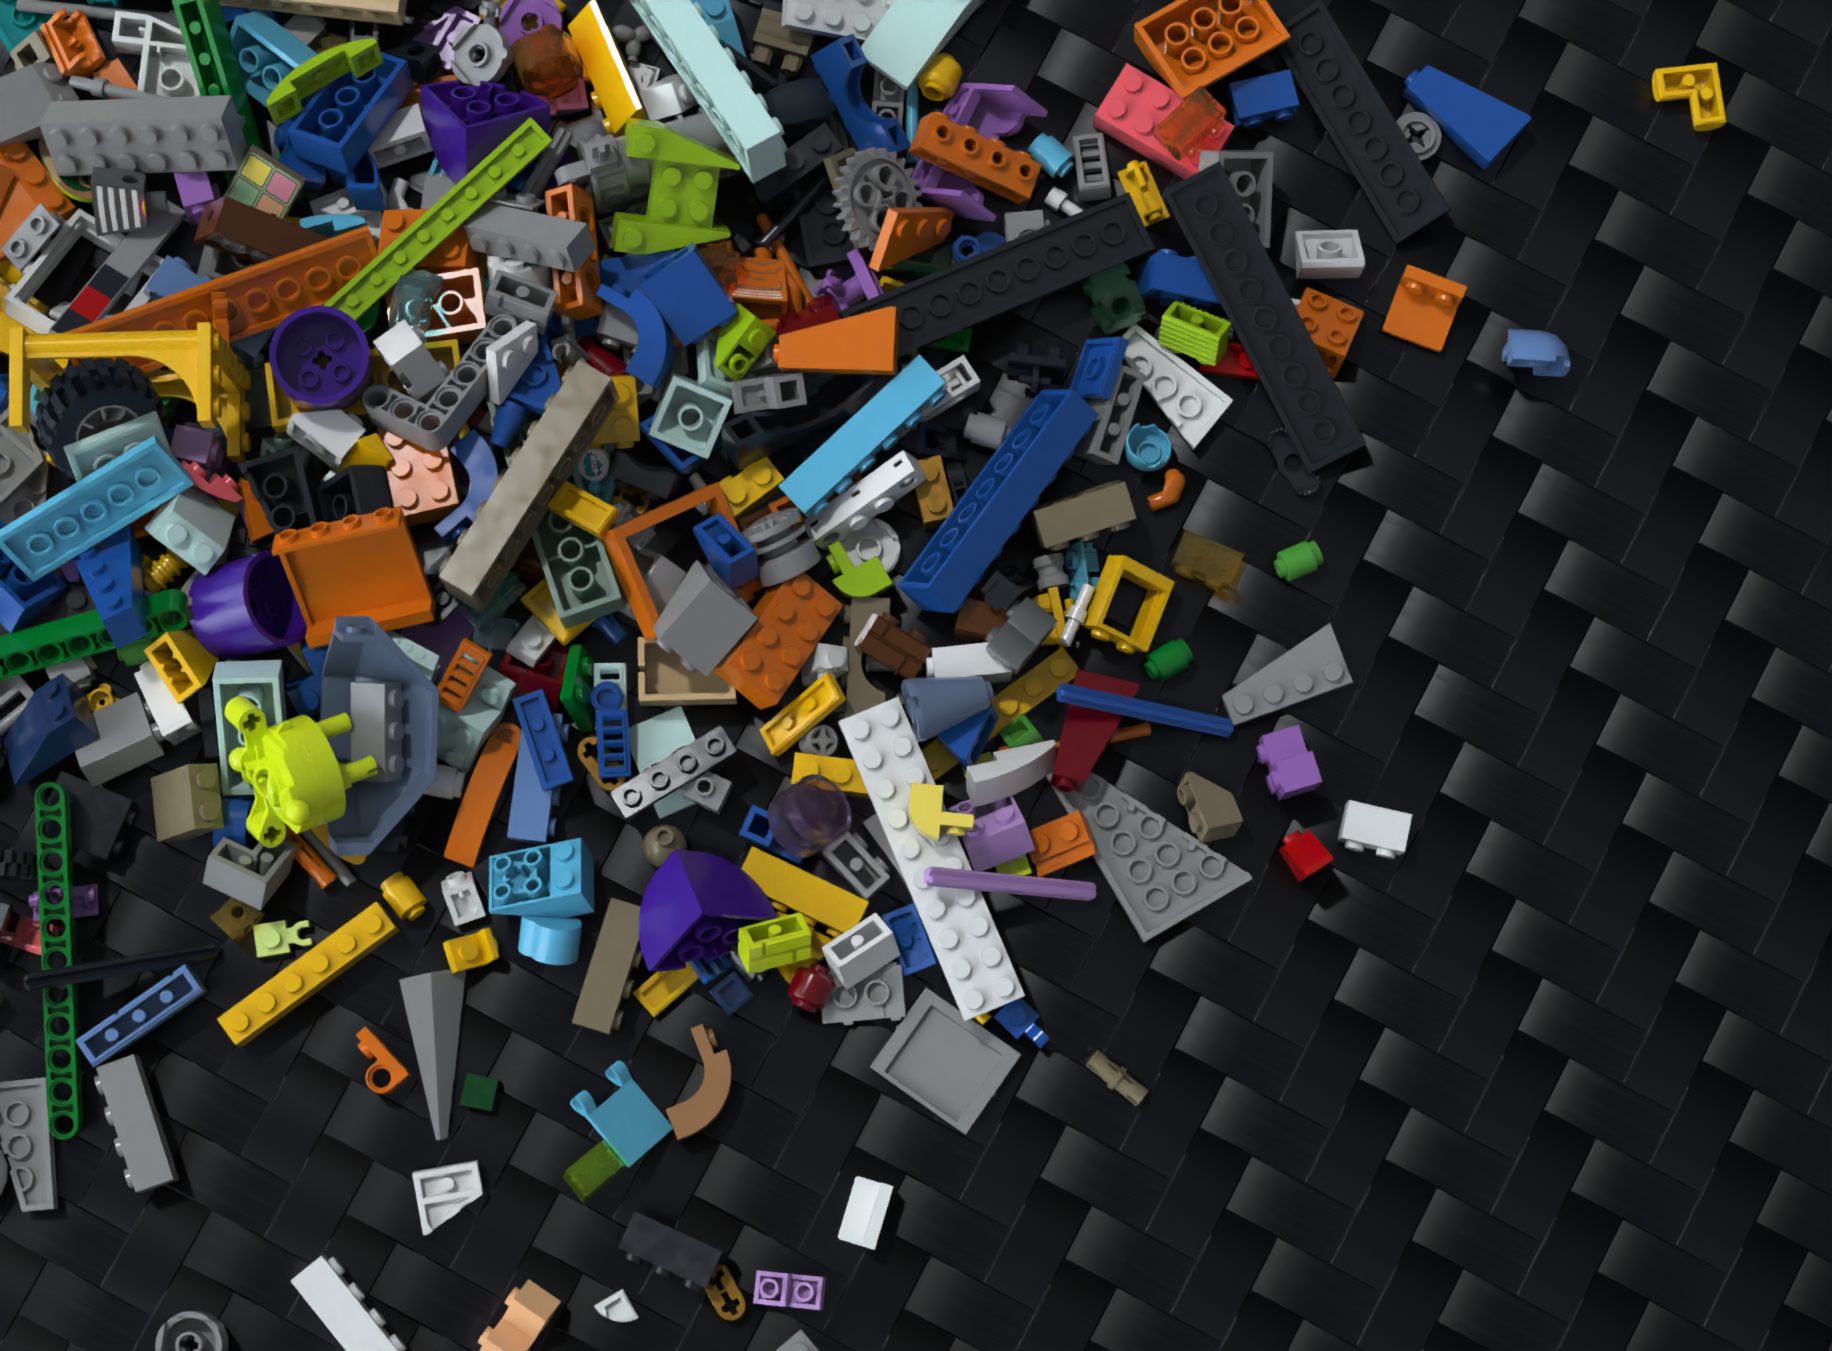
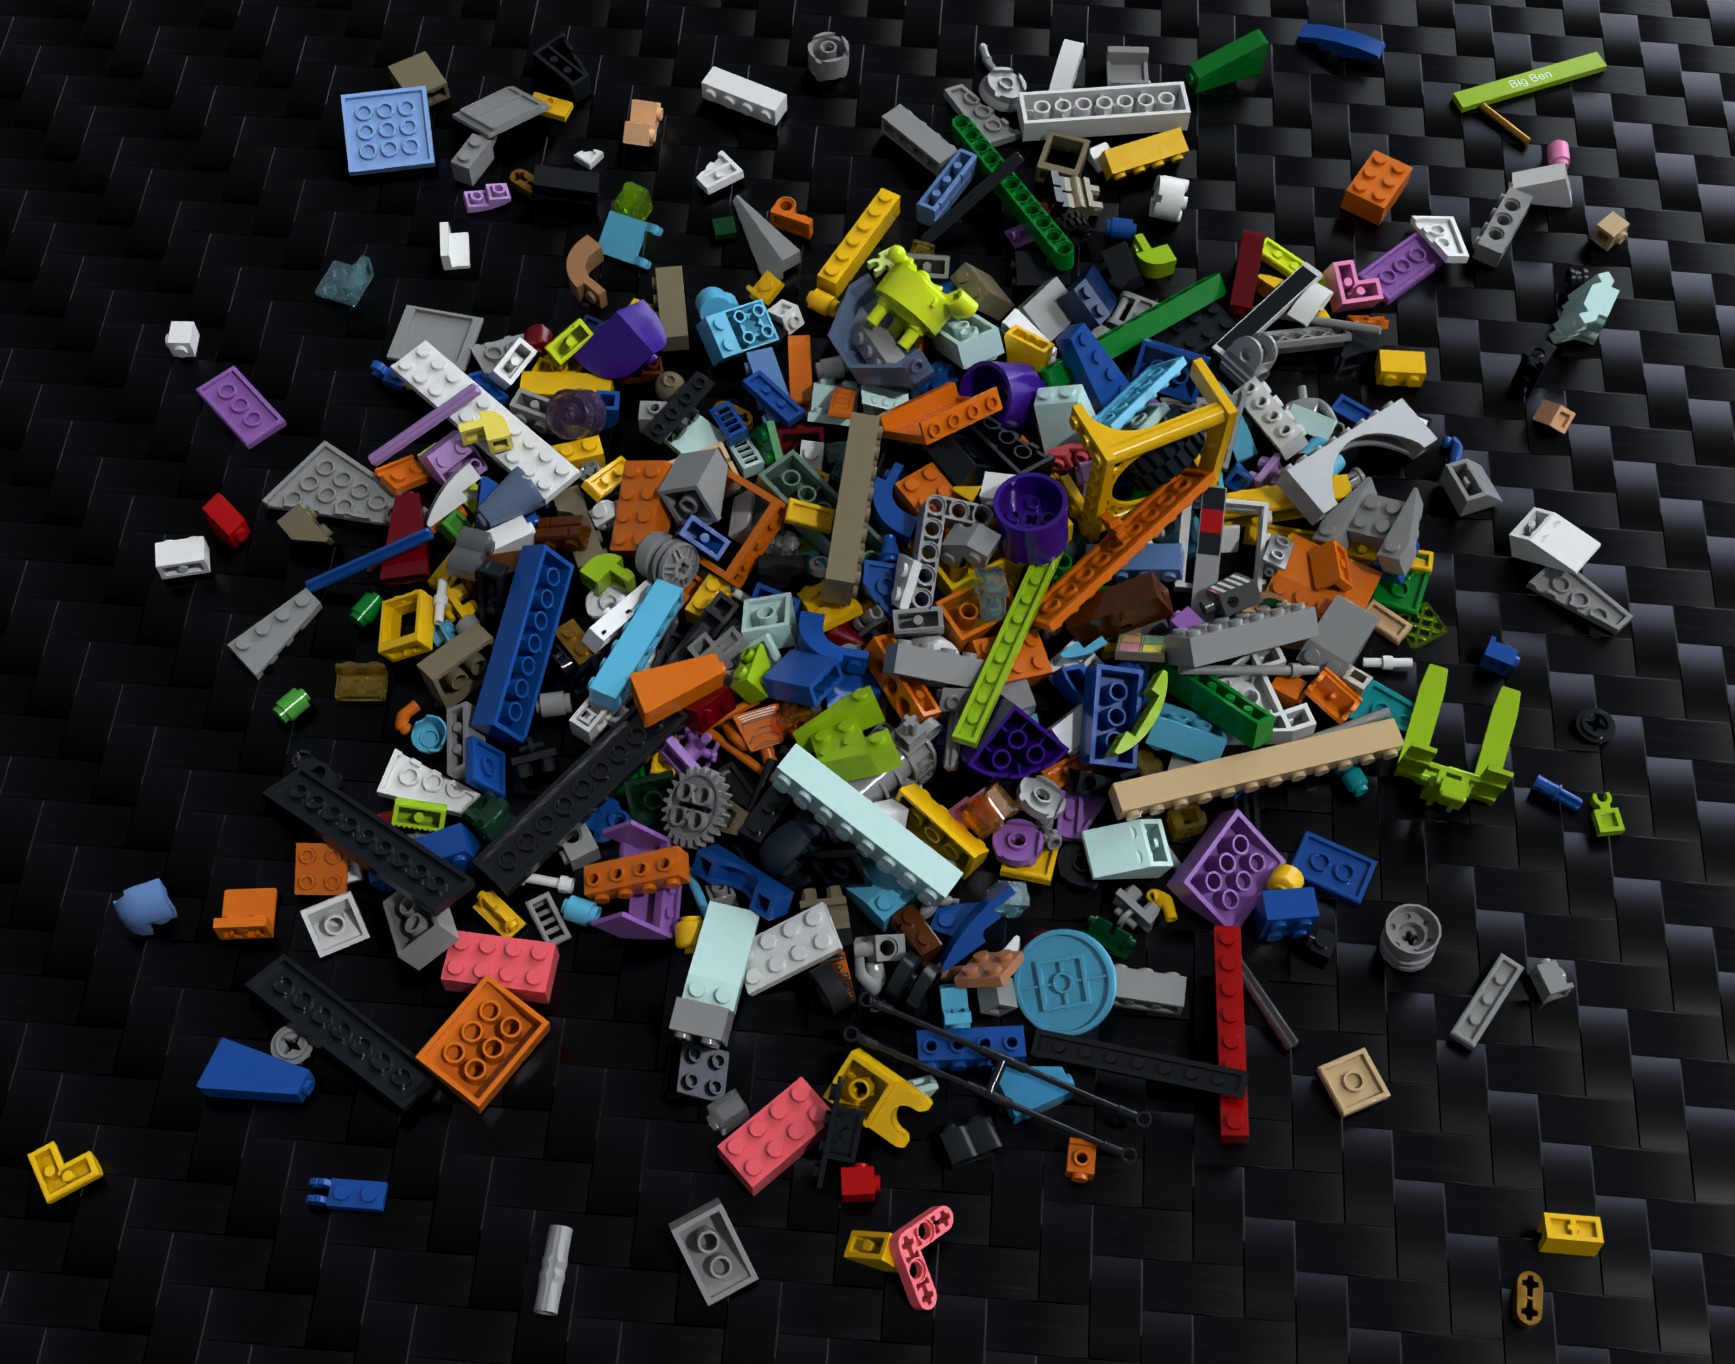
camera: 160 degrees right, 20 degrees down
(397, 194) = (1050, 693): white arm -> none
(607, 696) = (746, 446): blue tile -> none
(909, 233) = (663, 793): orange wing -> none
(1038, 1212) = (346, 282): none -> clear light blue bracket
(1117, 1078) = (304, 363): dark tan pin -> none
(1190, 124) = (473, 953): clear orange brick -> none
(1237, 1055) = (241, 407): none -> medium lavender tile
(1263, 99) = (424, 1020): blue brick -> none
(1286, 1197) = (182, 339): none -> white brick
(1289, 764) = (255, 570): medium lavender brick -> none

